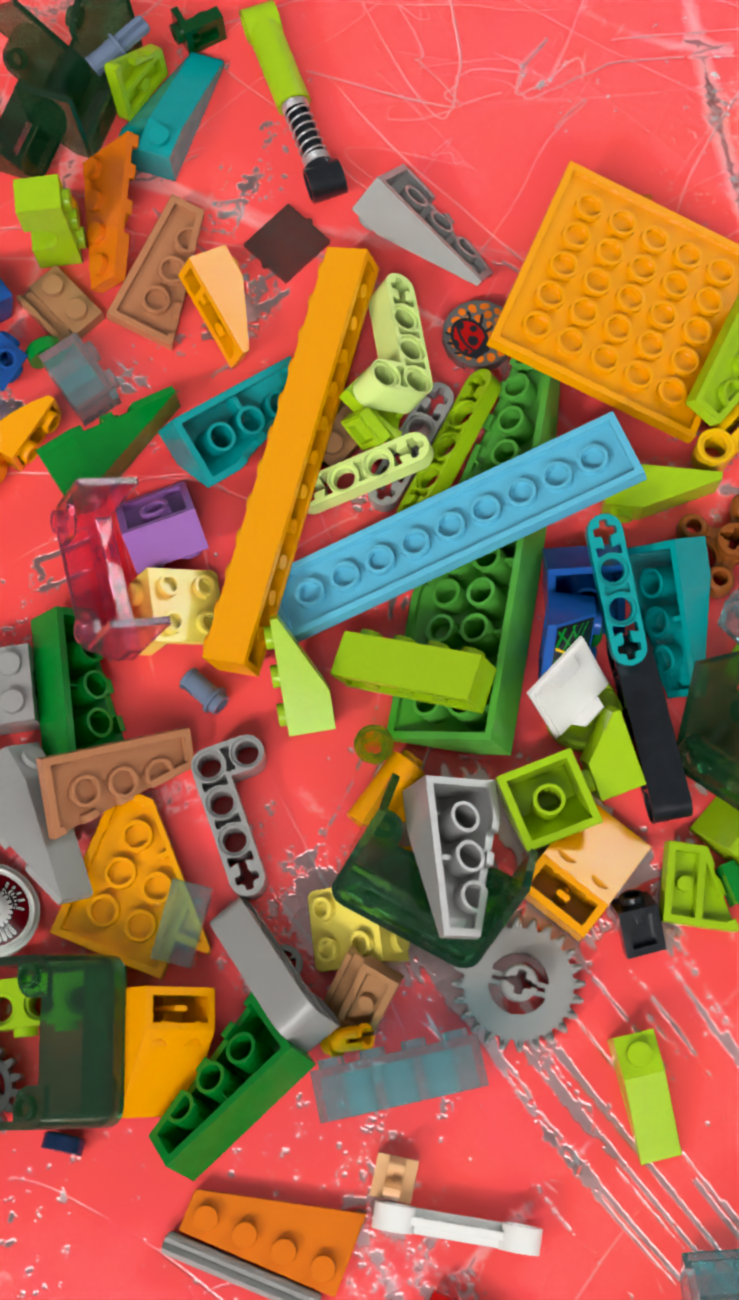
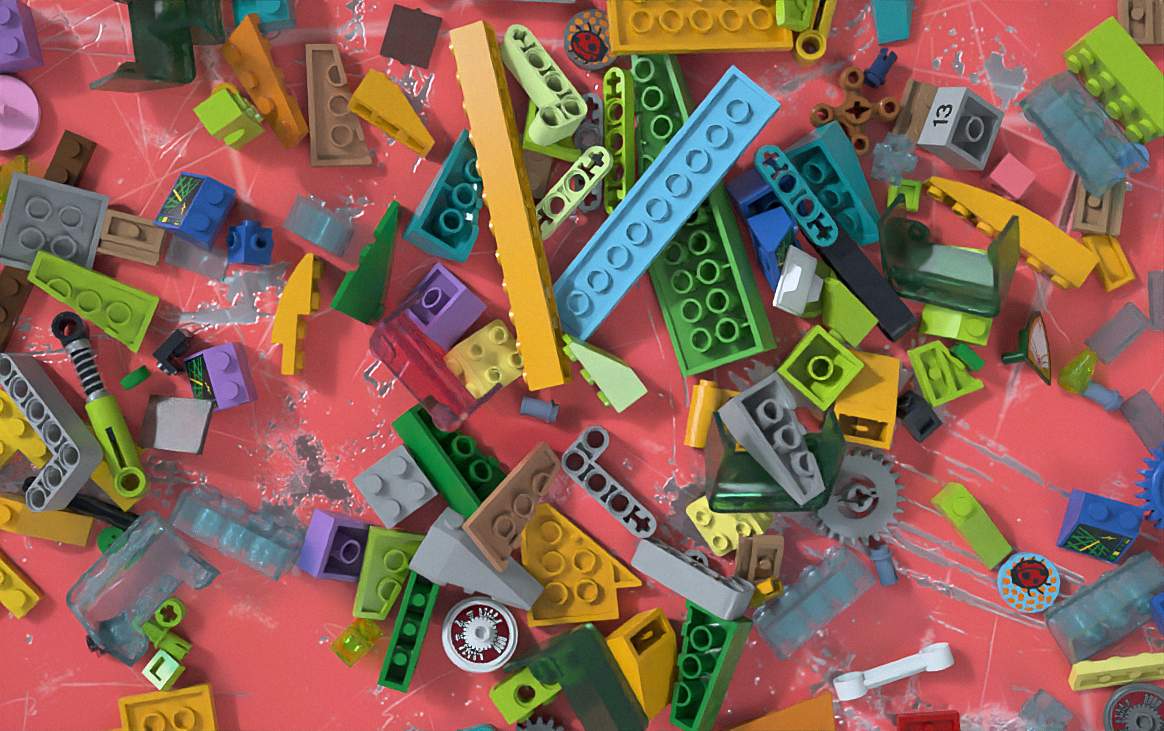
camera: 30 degrees left, 15 degrees up
(37, 347) = (278, 218): green tile -> none
(60, 306) = (271, 175): medium nougat plate -> none
(181, 923) = (614, 576): clear light blue tile -> none
(365, 428) = (553, 161): lime tile -> none
(373, 736) = (689, 392): clear neon green cone -> none
(394, 1178) = (836, 660): light nougat tile -> none
(414, 670) = (682, 324): lime brick -> none
(512, 1087) = (884, 564): none -> sand blue pin
(662, 490) = (789, 92): lime slope -> none
(682, 1207) = (1028, 582): none -> tile

